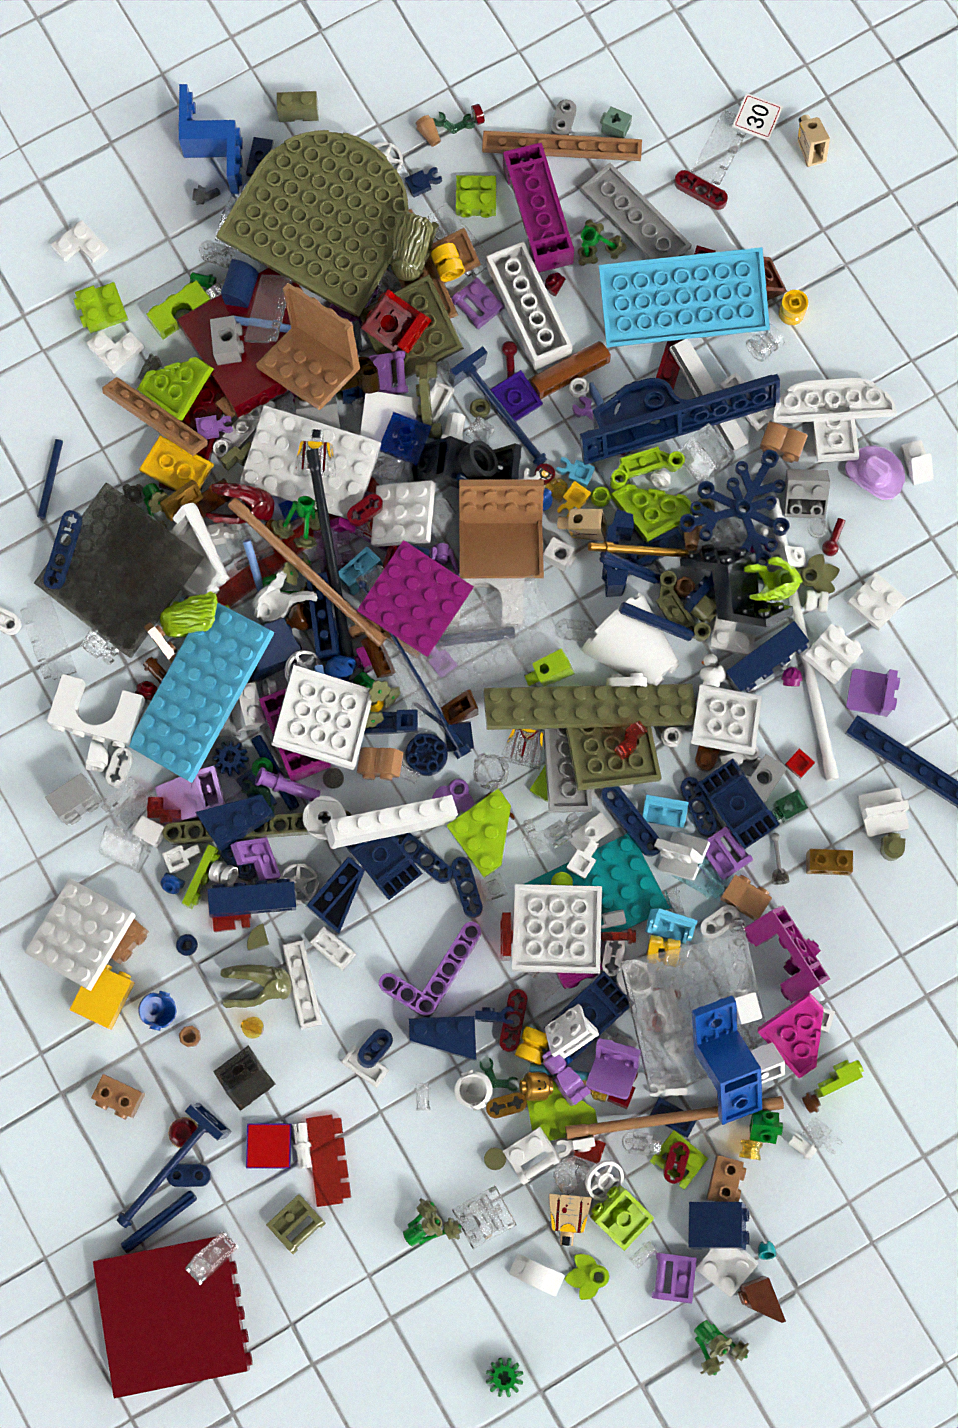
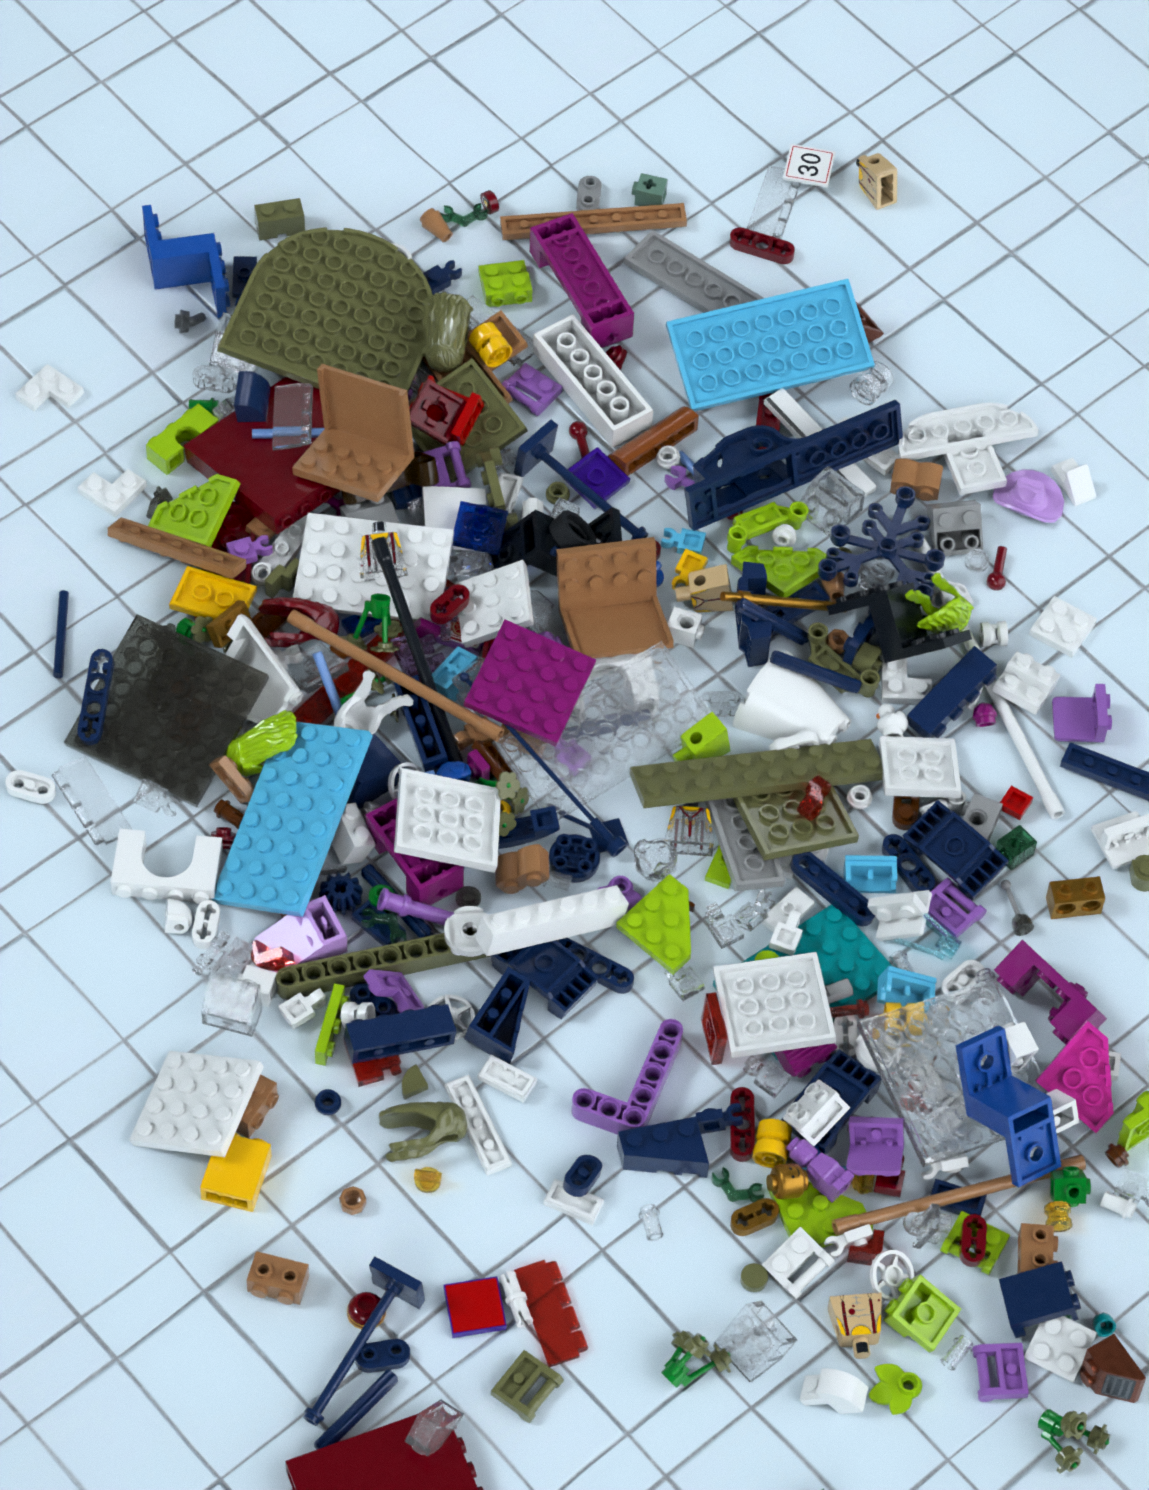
camera: 15 degrees left, 20 degrees down
(74, 799) = (160, 959): light grey brick -> none
(100, 307) = (86, 449): lime plate -> none
(157, 1010) = (308, 1172): blue cap -> none
(171, 883) = (296, 1038): blue plate -> none
(222, 330) = (250, 451): light grey brick -> none
(235, 819) = (363, 946): dark blue wedge -> none
(244, 1078) = (430, 1234): clear smoke slope -> none
(299, 617) = (392, 734): reddish brown brick -> none
(460, 708) = (607, 799): reddish brown slope -> none
(468, 870) = (654, 979): dark blue beam -> none
(473, 1089) = (711, 1199): white cap -> none
(558, 488) = (668, 562): clear yellow plate -> none
(570, 1173) = (850, 1273): clear cap -> none
(590, 237) = (649, 300): plant -> none
(600, 496) = (717, 559): lime plate -> none
(746, 897) = (985, 945): medium nougat brick -> none
(793, 307) = (895, 344): yellow wheel -> none
(821, 574) = (992, 608): olive plate -> none

